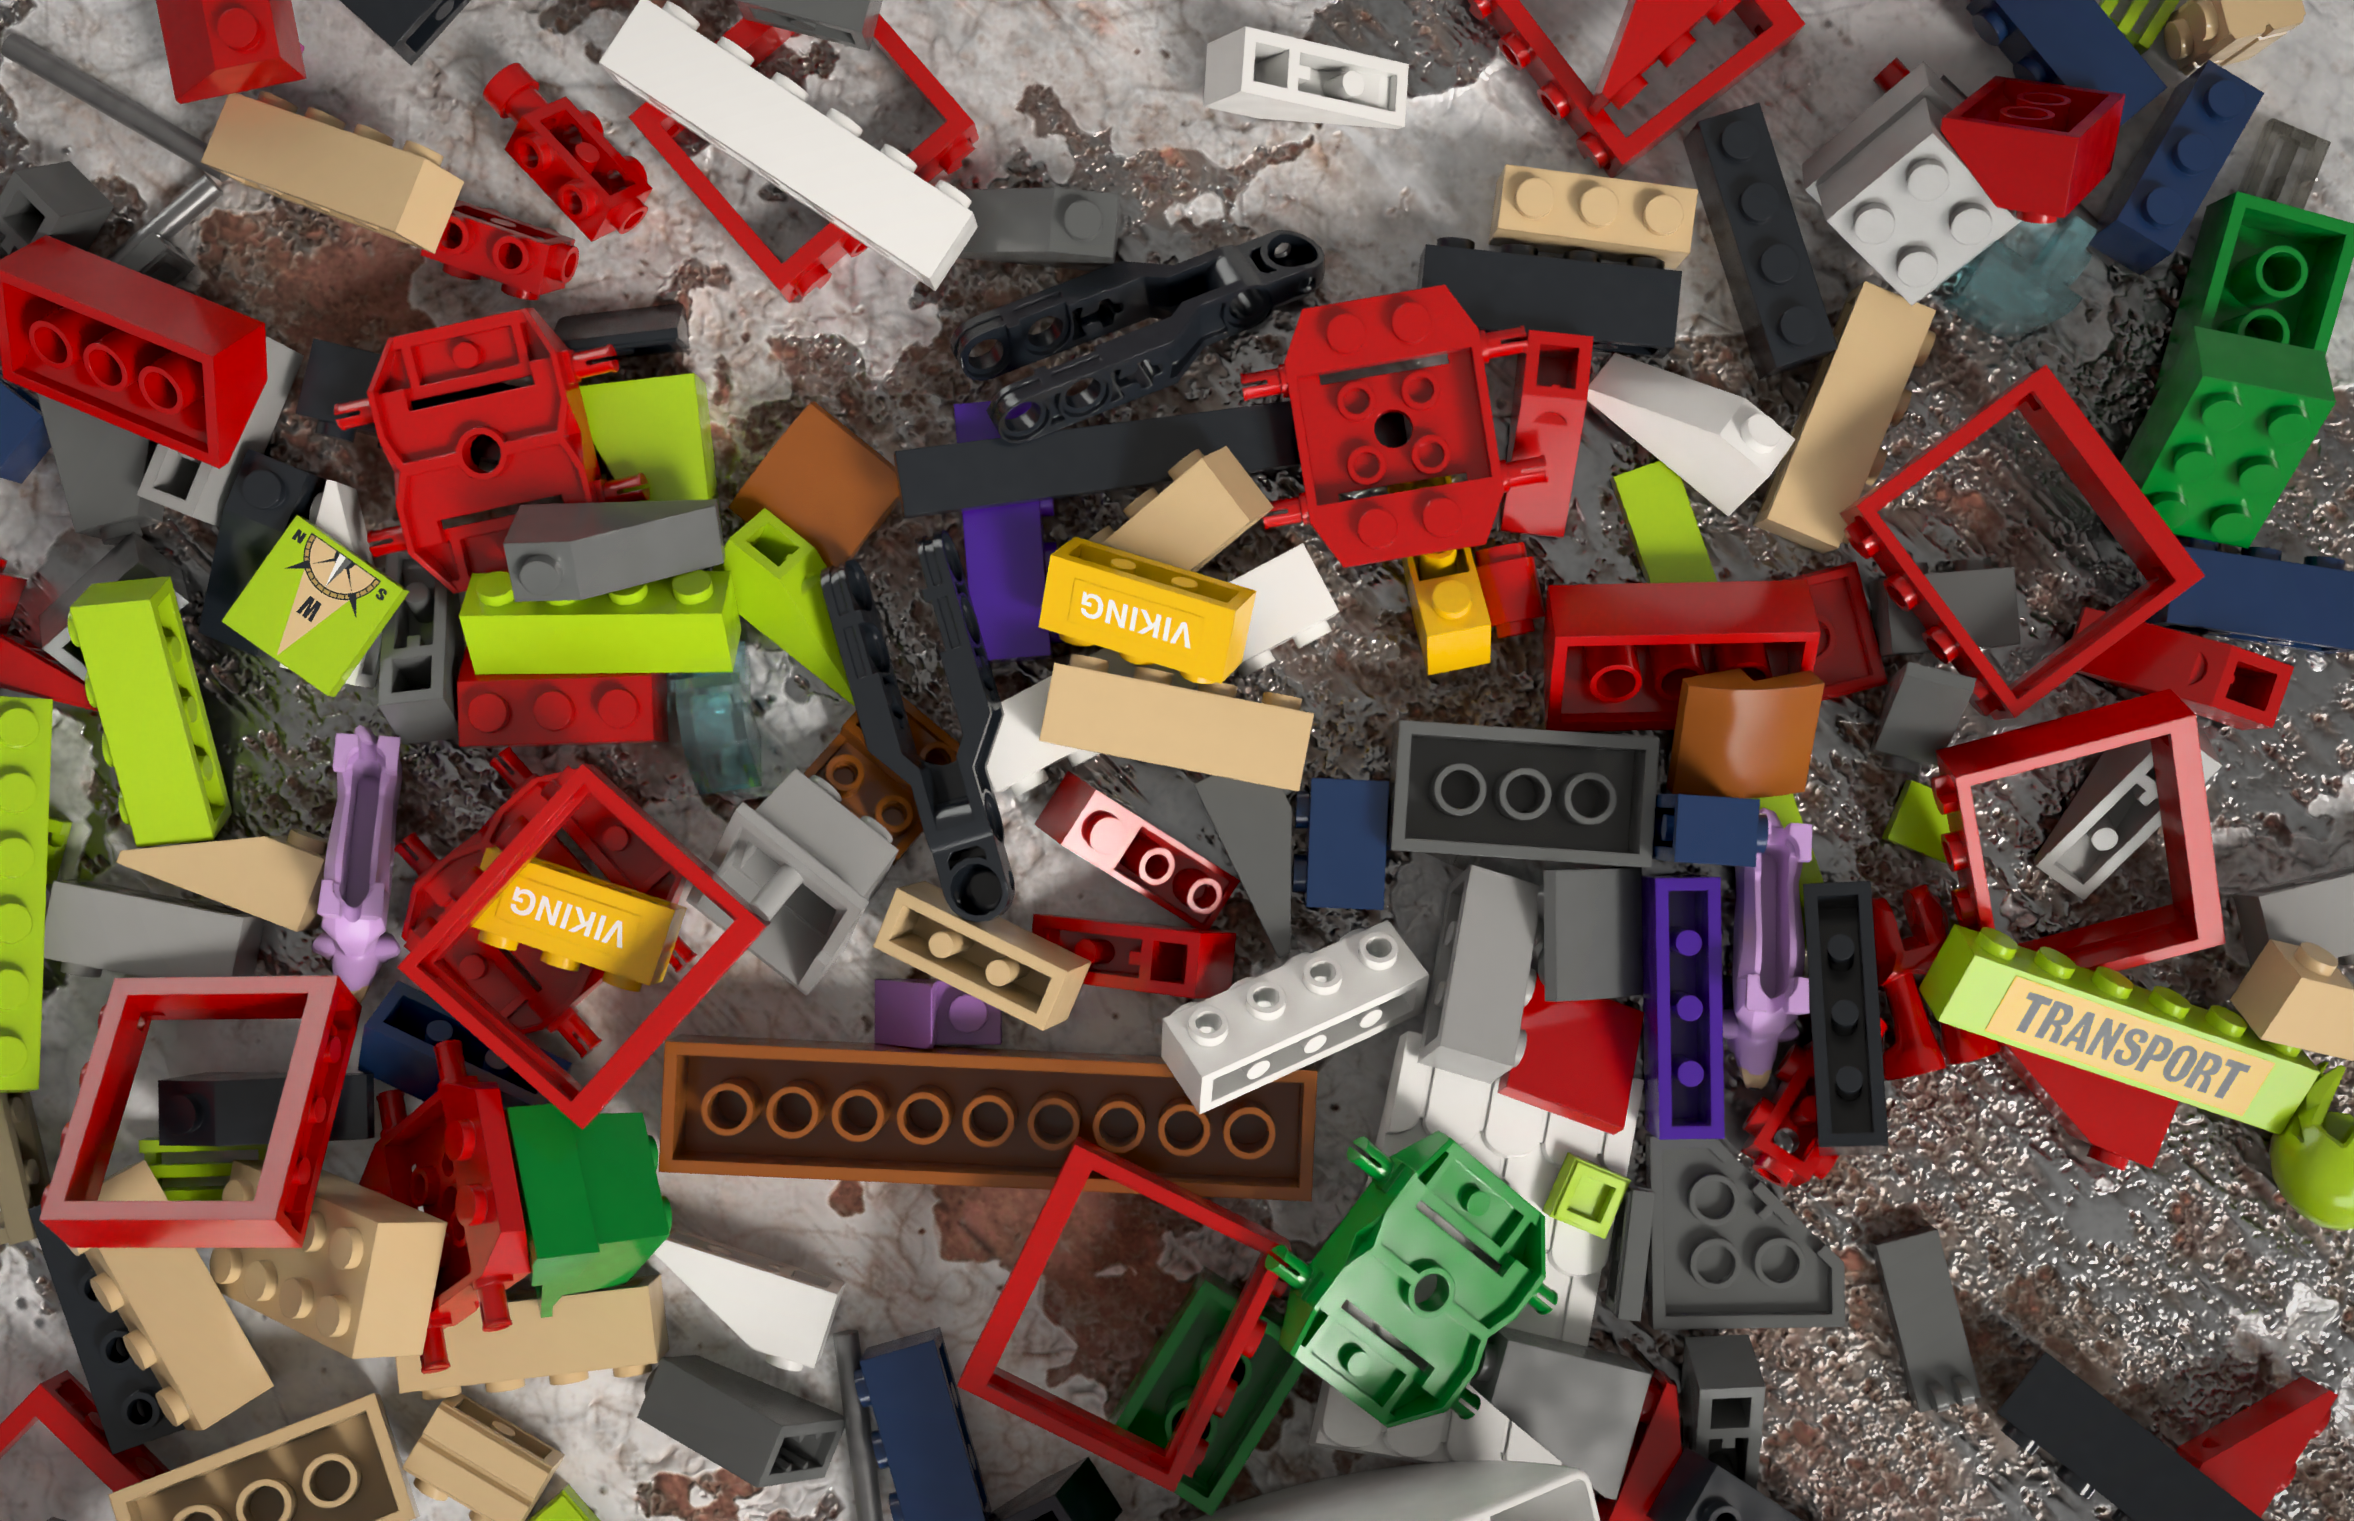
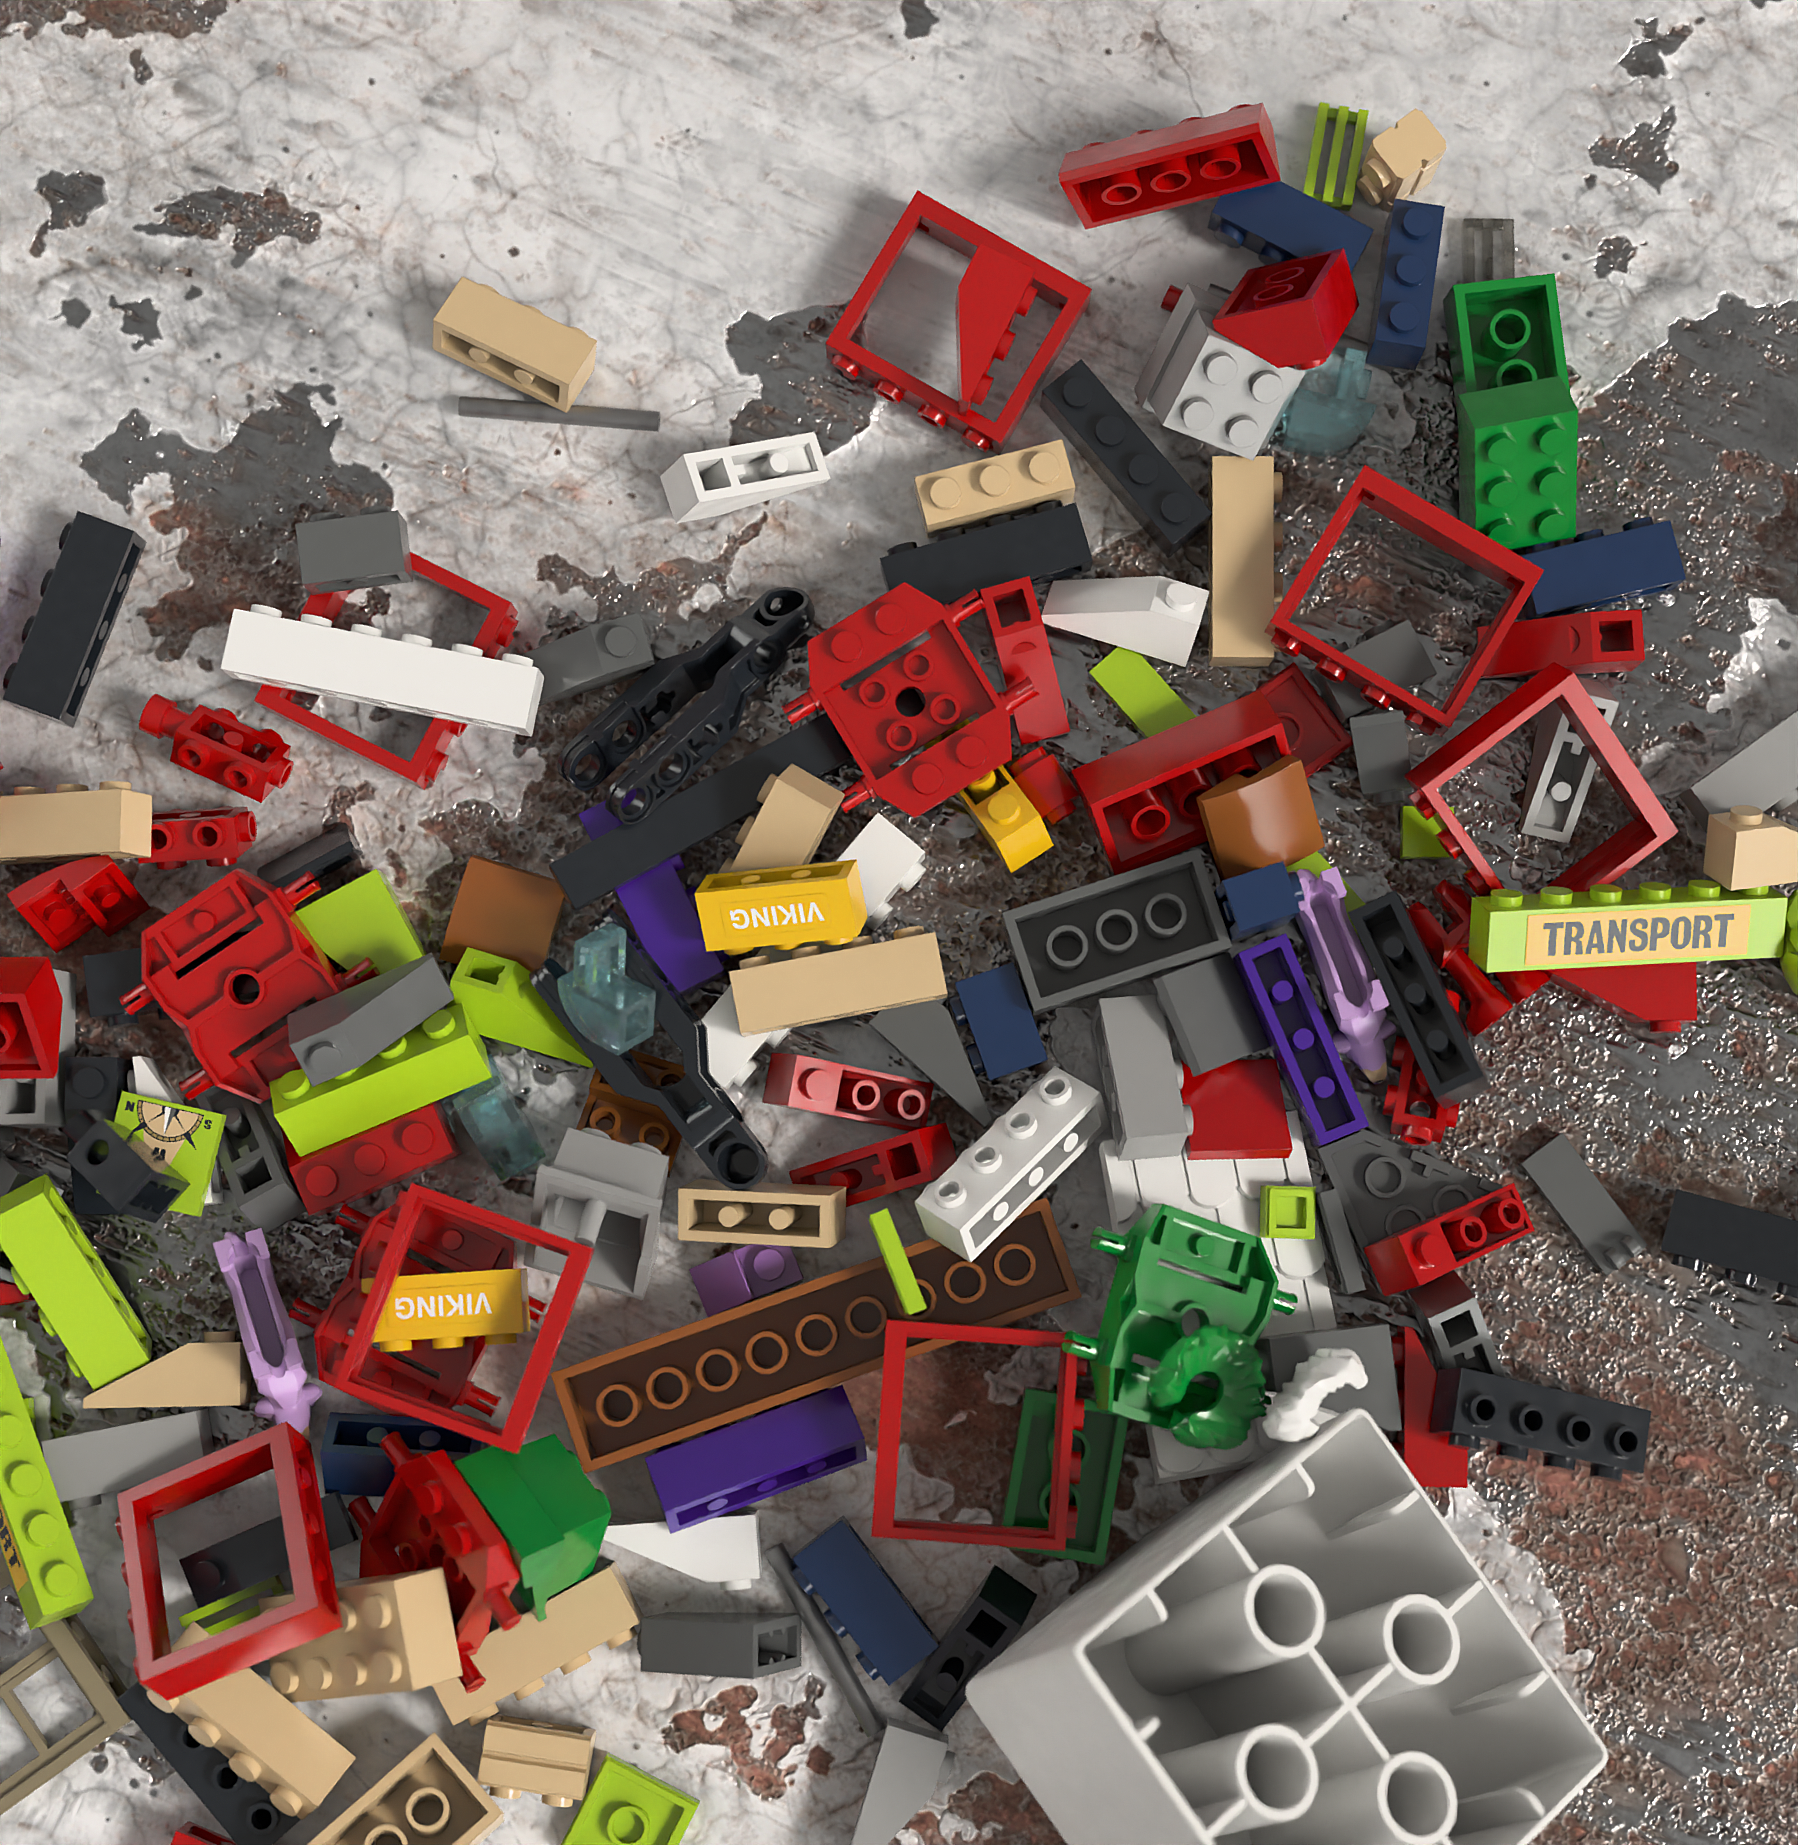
camera: 15 degrees left, 5 degrees down
(257, 607) = (123, 1167): none -> black torso
(332, 268) = (76, 899): none -> red slope
(862, 1231) = (756, 1458): none -> dark purple brick
(892, 632) = (601, 998): none -> clear light blue brick
(1114, 1079) = (897, 1262): none -> lime tile
(1446, 1402) = (1241, 1387): none -> green piece
(1510, 1442) = (1296, 1406): none -> white piece
(1757, 1305) = (1448, 1240): none -> red slope

